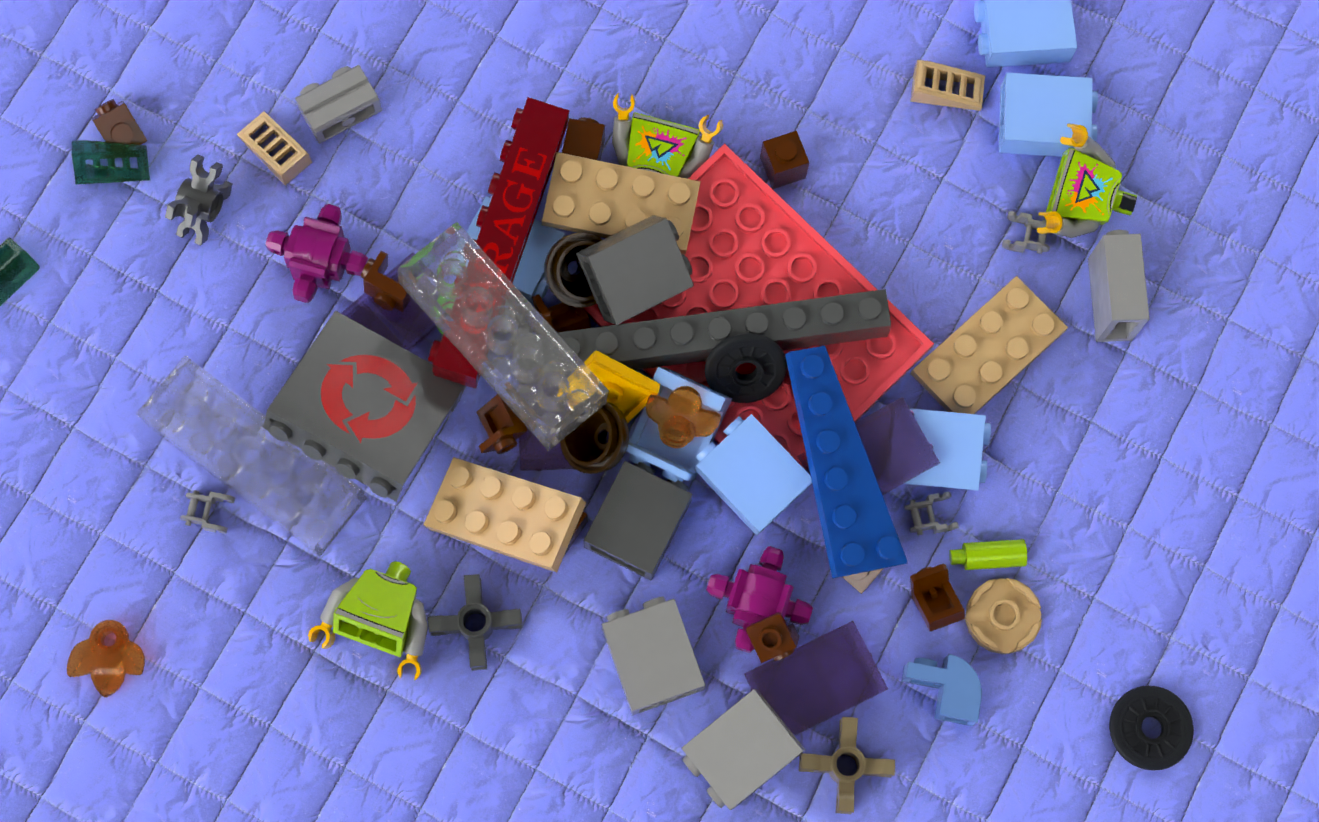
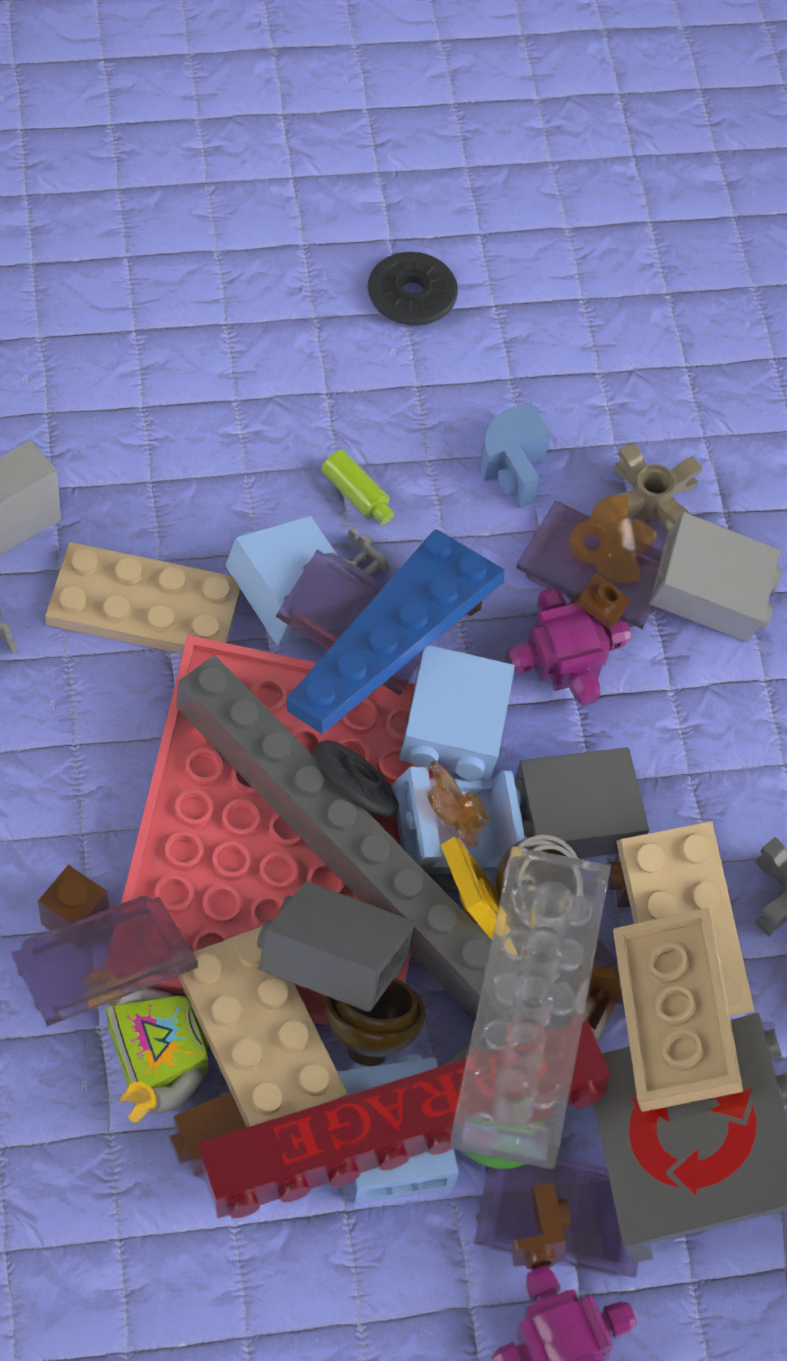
camera: 130 degrees left, 15 degrees down
(444, 441) = (676, 1010): none -> tan plate
(562, 316) = (442, 1023): reddish brown bracket -> none
(652, 655) = (697, 709): light grey brick -> none
(726, 138) = (102, 958): none -> clear purple piece
(821, 703) = (618, 537): none -> clear orange plate
(936, 597) = (440, 503): reddish brown bracket -> none
(1003, 615) = (405, 451): tan tile -> none

